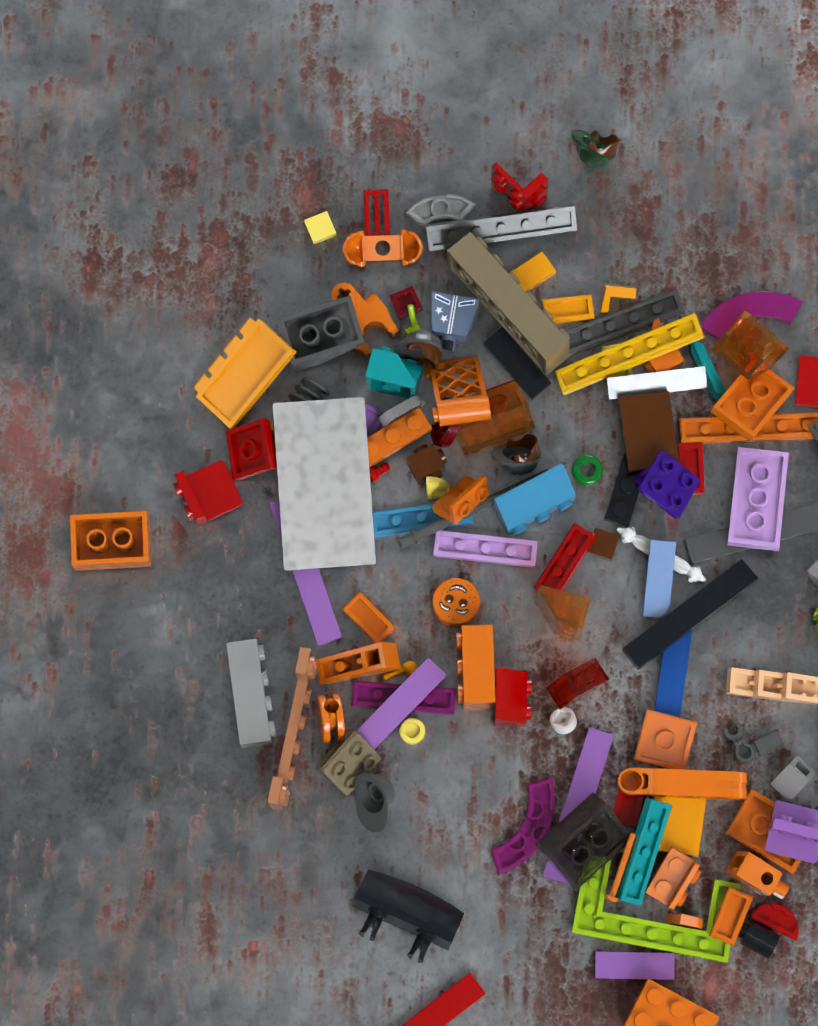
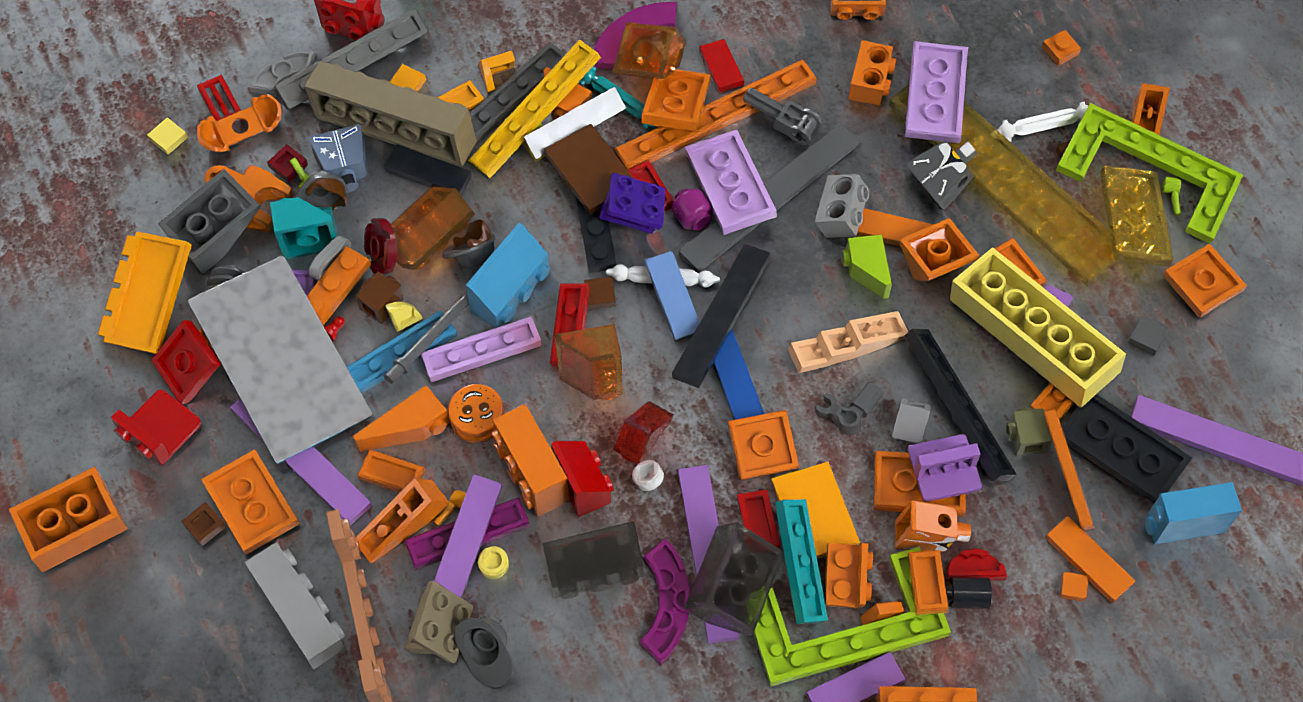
camera: 30 degrees left, 15 degrees down
(209, 592) = (203, 524): none -> reddish brown plate
(251, 591) = (250, 502): none -> orange plate
(330, 717) = (397, 586): orange head -> none
(401, 584) = (407, 422): none -> orange slope
(461, 407) = (381, 209): orange piece -> none
(461, 499) = (433, 309): orange bracket -> none
(485, 773) = (593, 560): none -> clear smoke slope
(587, 459) = (548, 223): green piece -> none
(611, 896) = (793, 623): orange piece -> none
(684, 783) = (806, 473): orange piece -> none
(714, 507) = (692, 209): none -> magenta head

